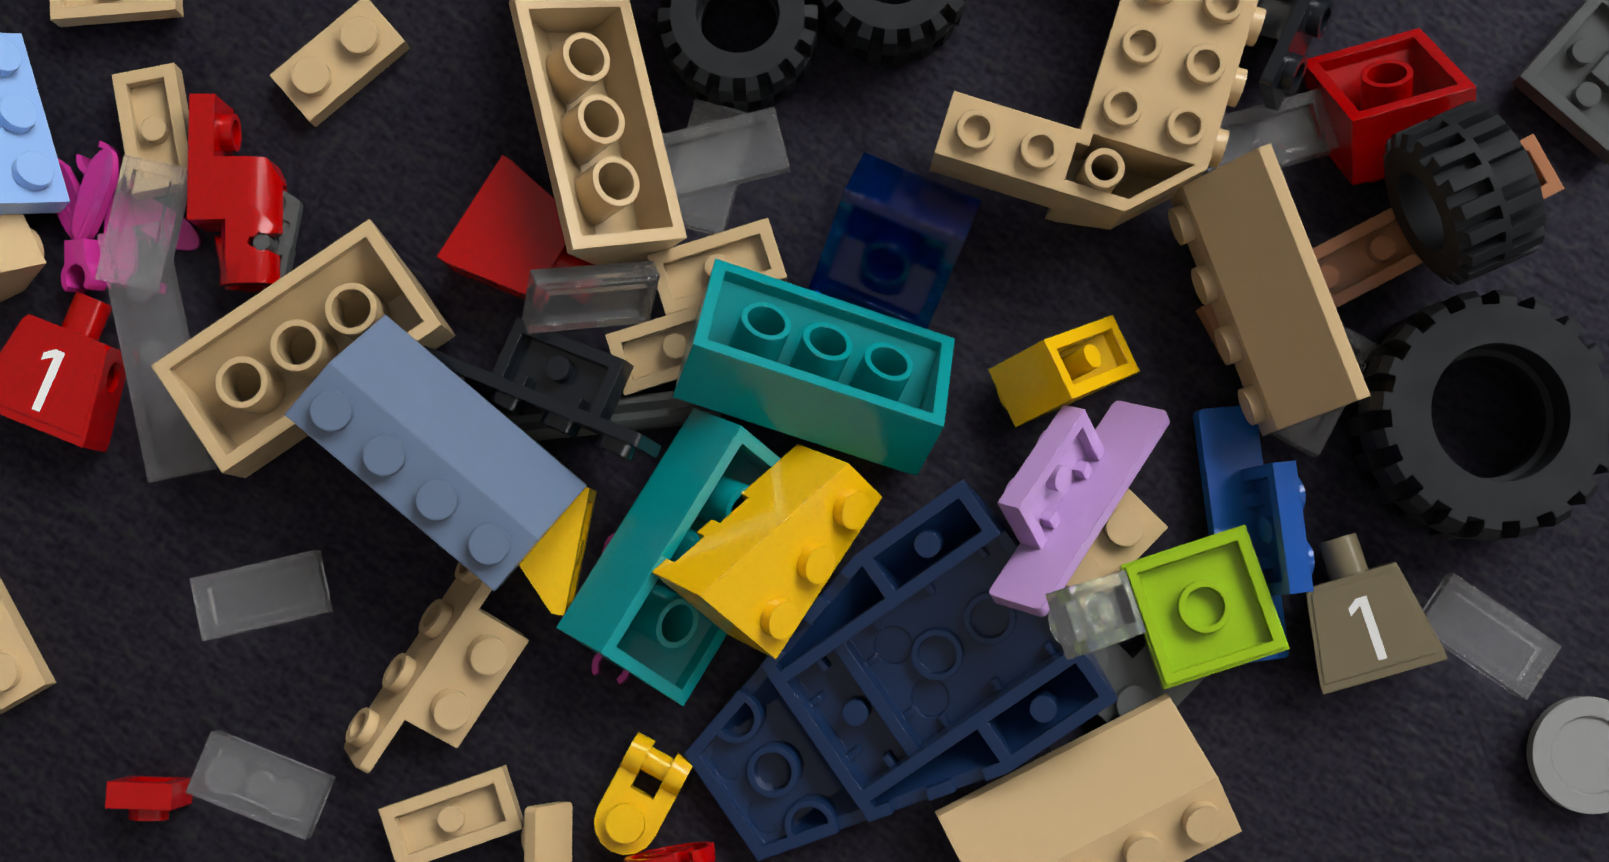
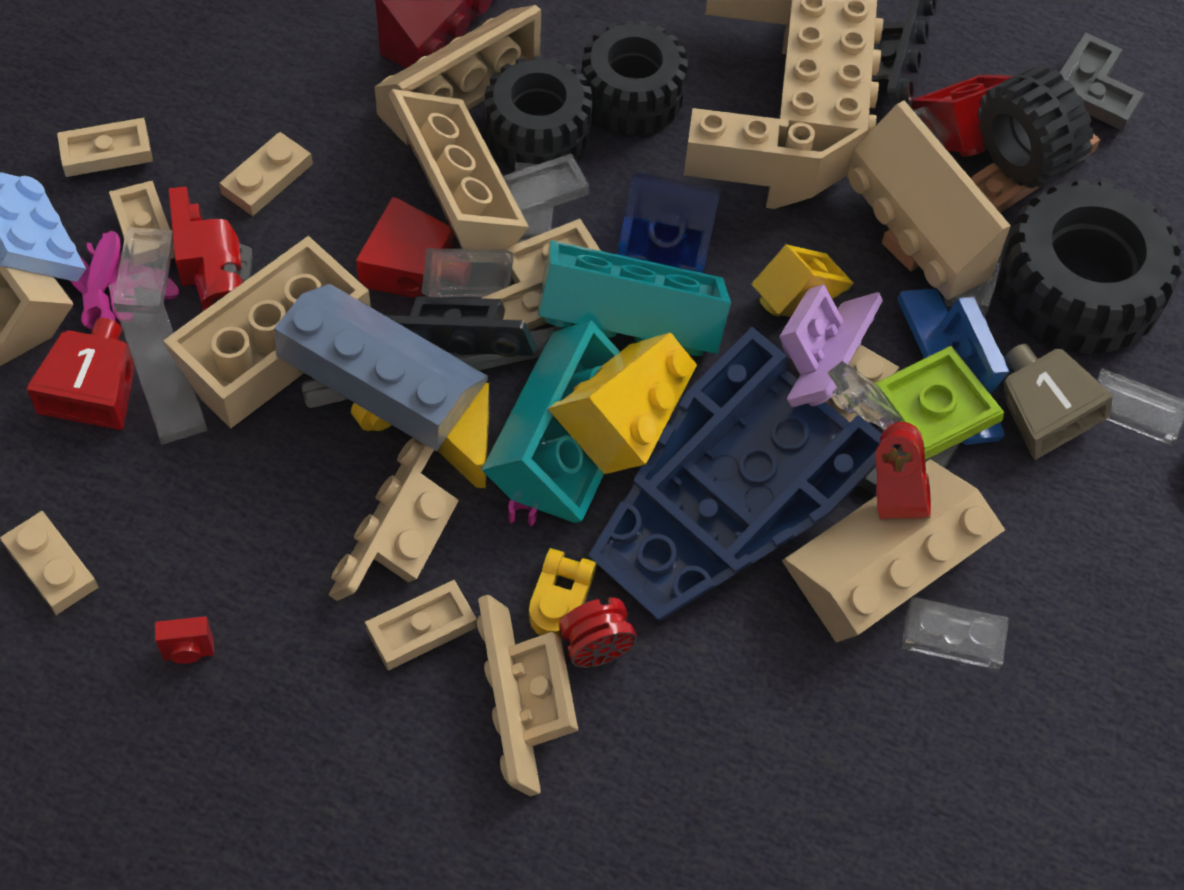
camera: 15 degrees left, 25 degrees down
(260, 784) = (268, 628): clear plate -> none
(261, 595) = (252, 501): clear tile -> none
(1116, 754) = (902, 480): none -> red piece

